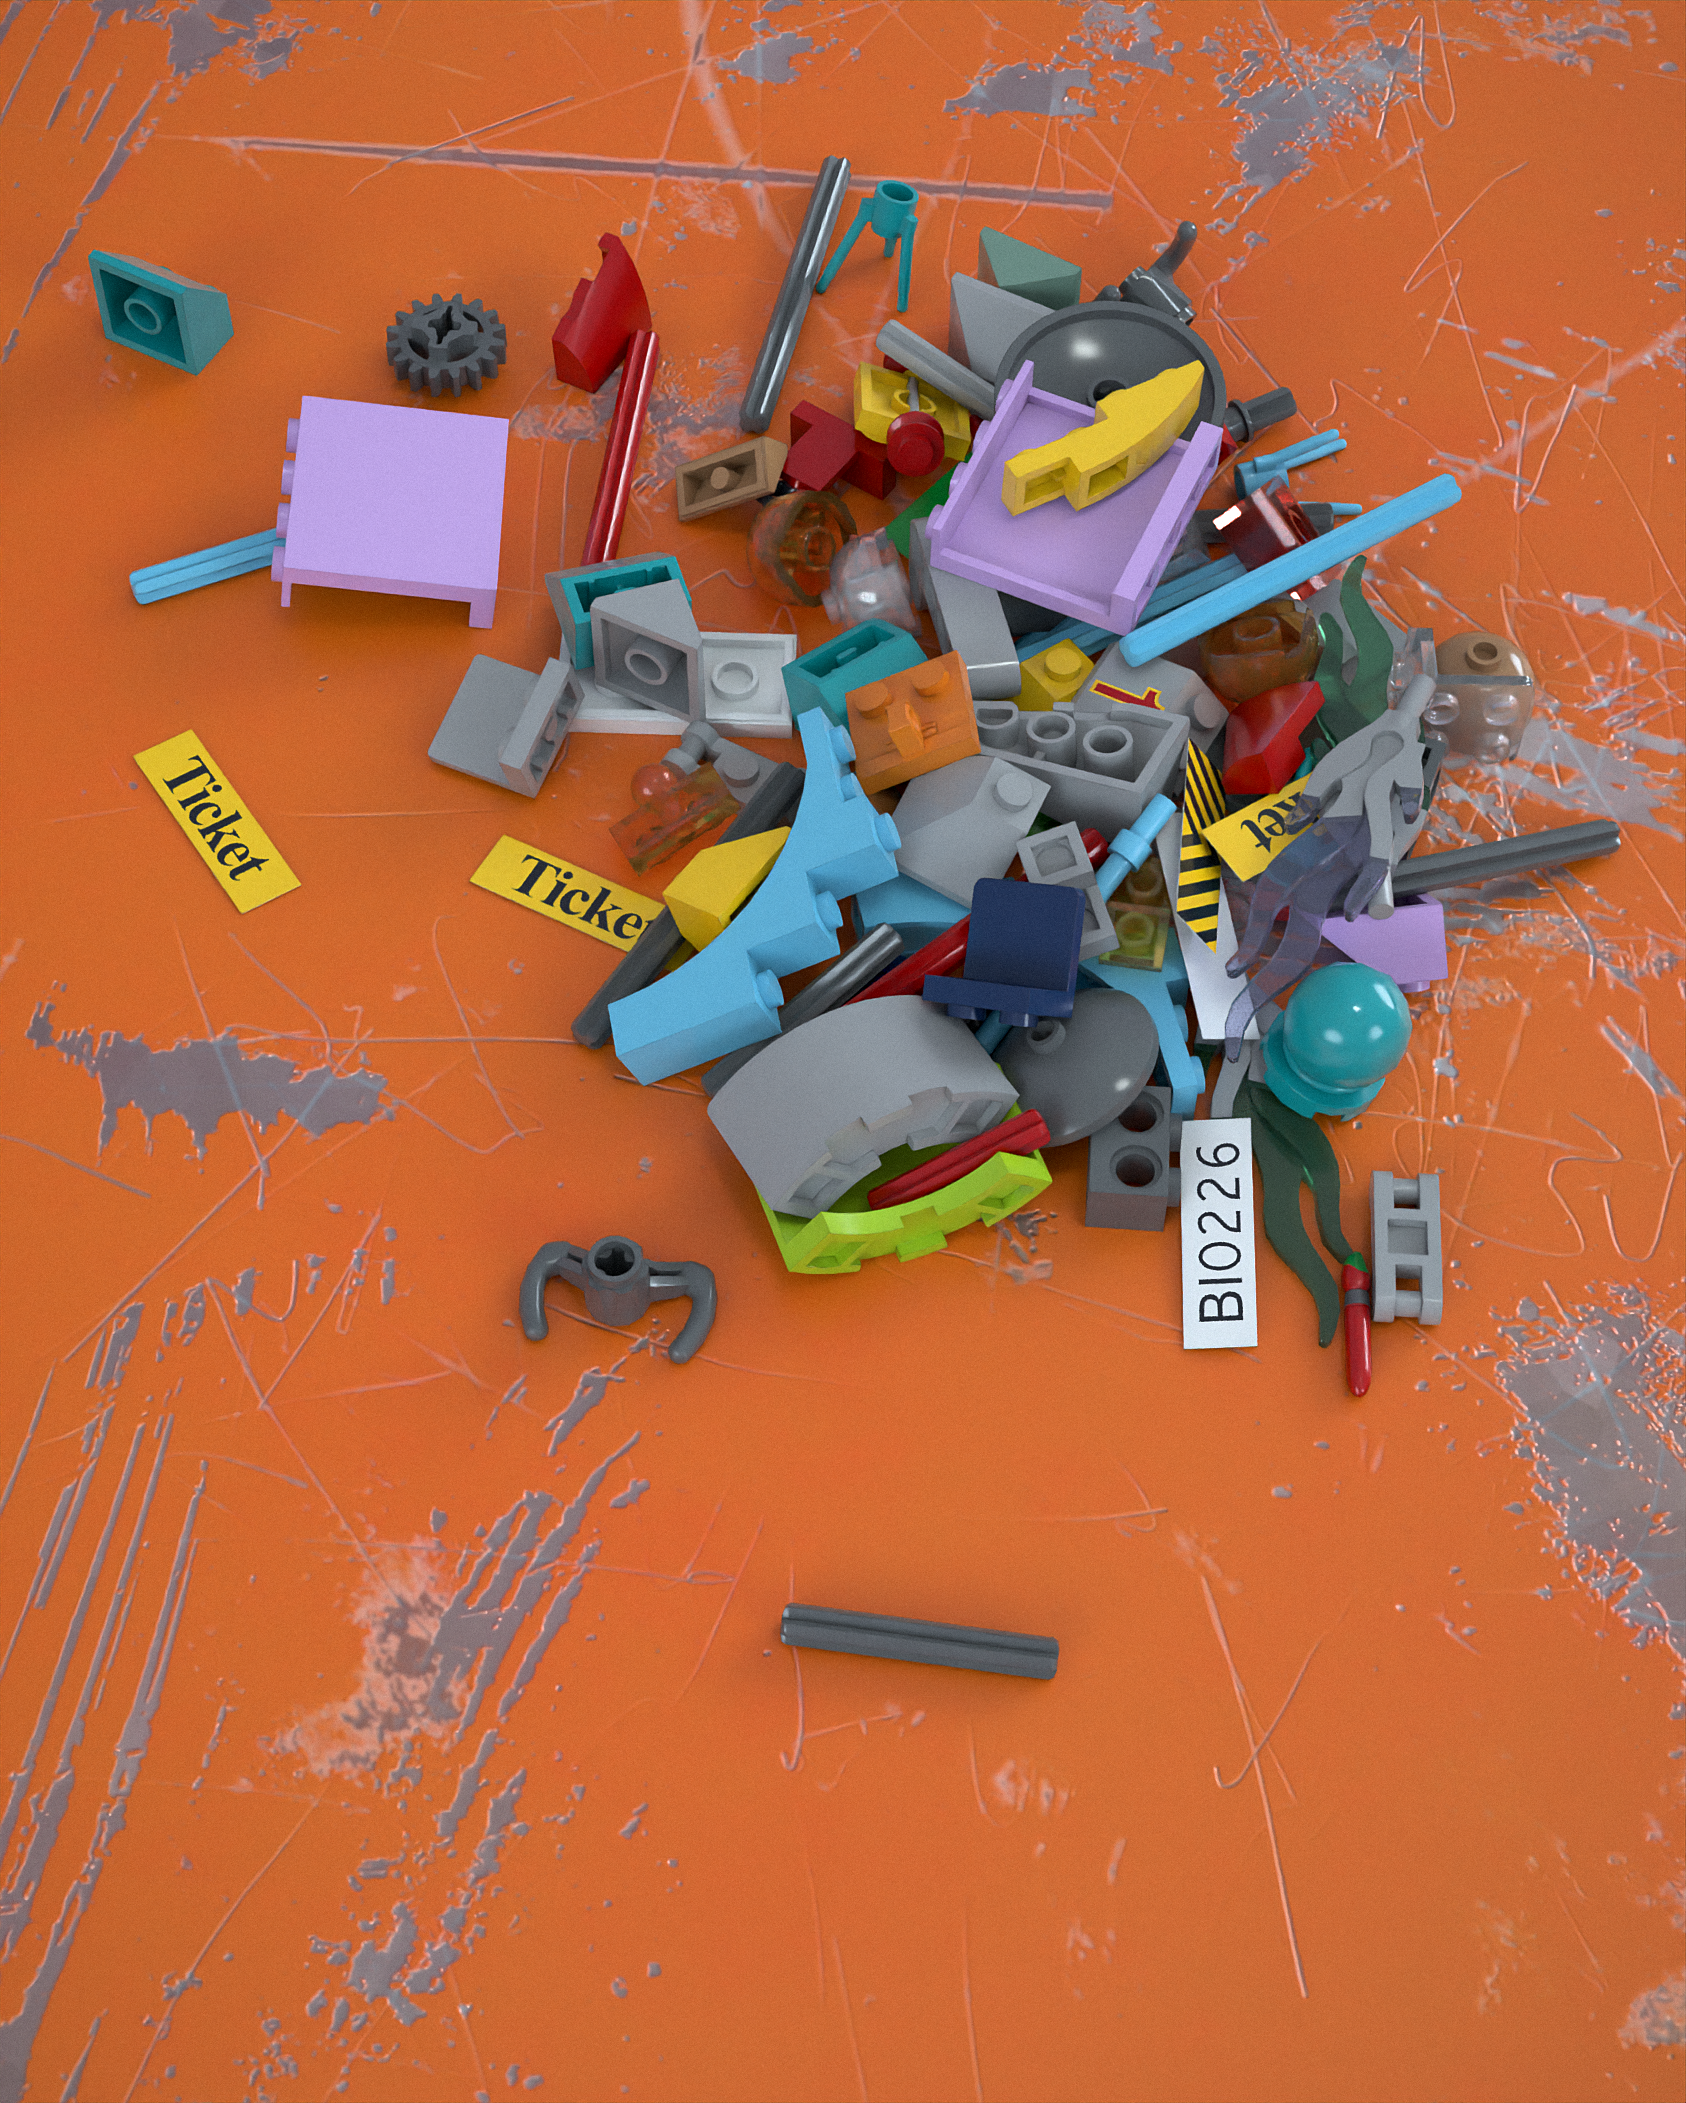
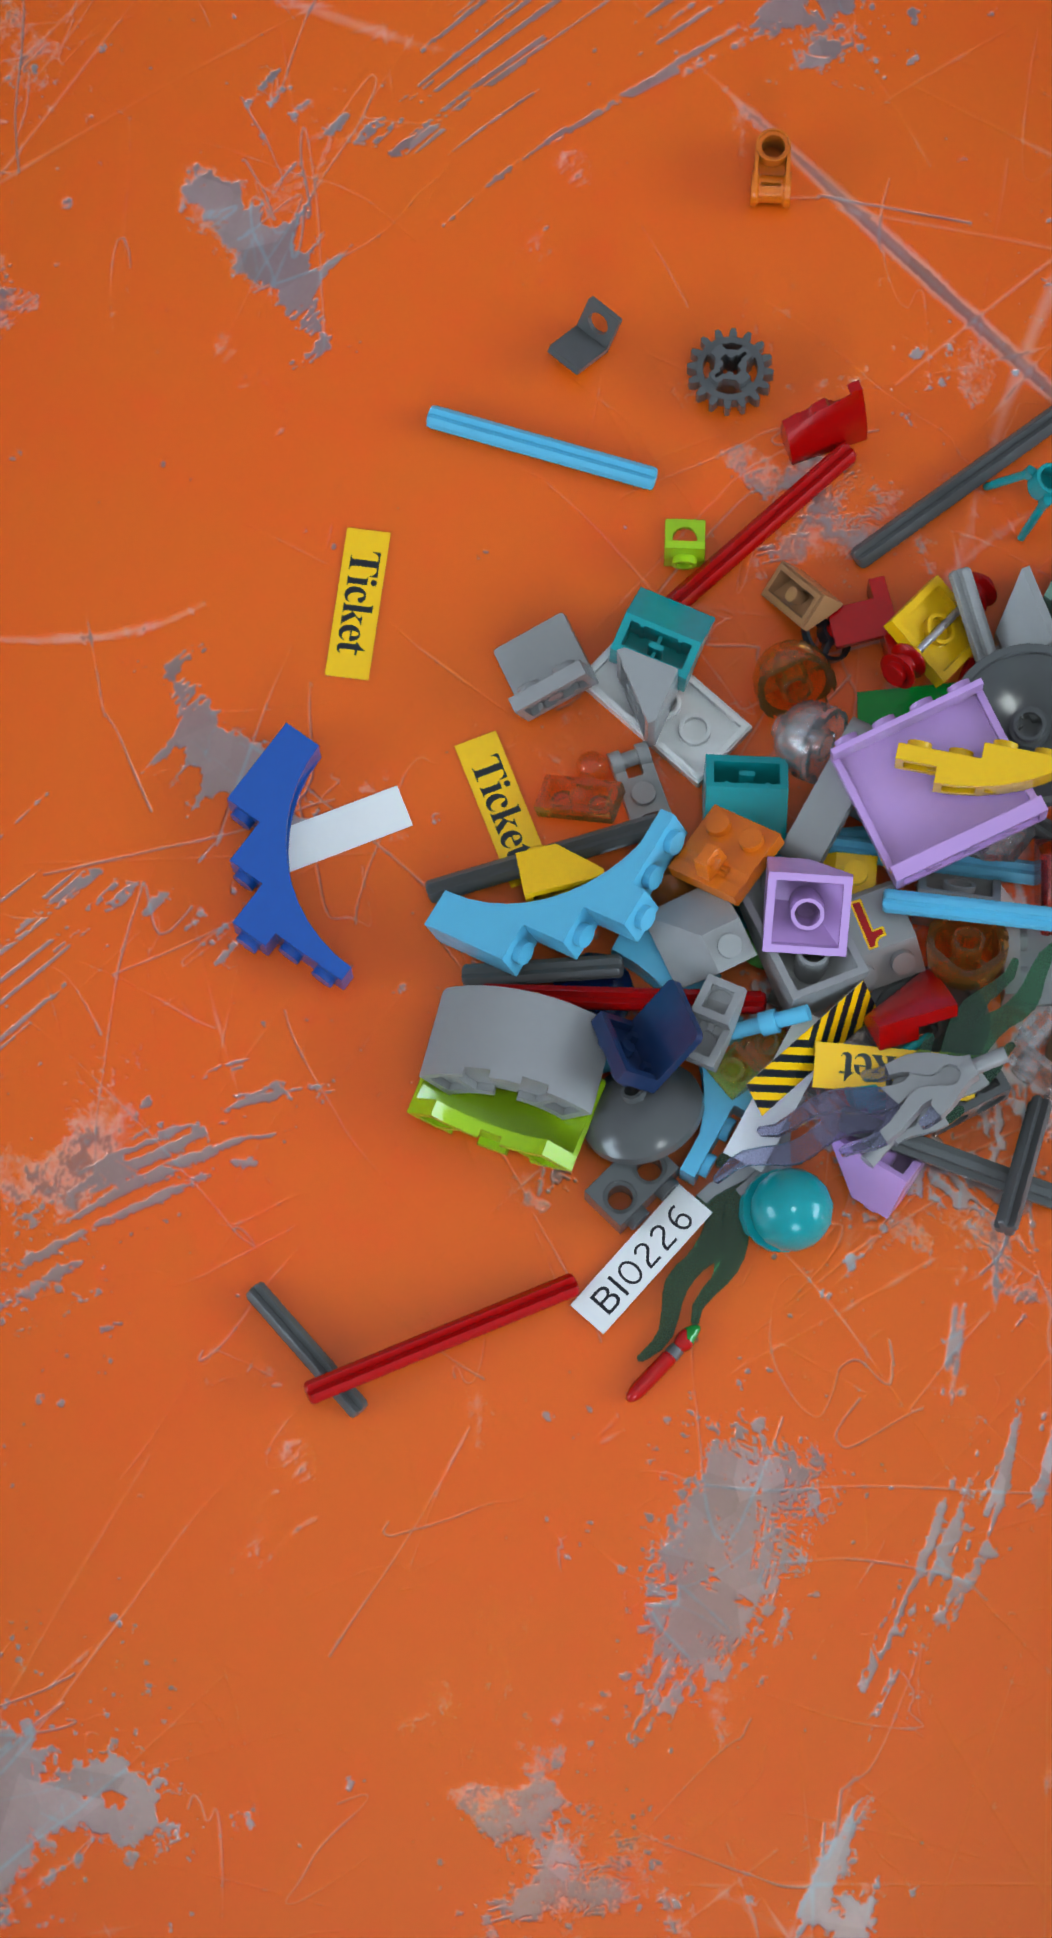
camera: 45 degrees right, 20 degrees up
(160, 311) = (591, 224): teal slope -> none
(254, 420) = (585, 342): none -> dark grey bracket
(319, 157) = (772, 174): none -> orange piece
(358, 1142) = (273, 914): none -> blue arch
(393, 503) = (600, 474): lavender panel -> none
(400, 1068) = (347, 827): none -> white sticker
(559, 523) = (684, 554): none -> lime bracket
(620, 1288) = (324, 1052): dark grey piece -> none
(1015, 1136) = (535, 1124): red axle -> none
(1060, 695) = (806, 907): none -> lavender slope
(1073, 1497) = (441, 1338): none -> red axle
(1406, 1247) = (724, 1343): light grey plate -> none
(1537, 817) = (1023, 1165): none -> dark grey axle

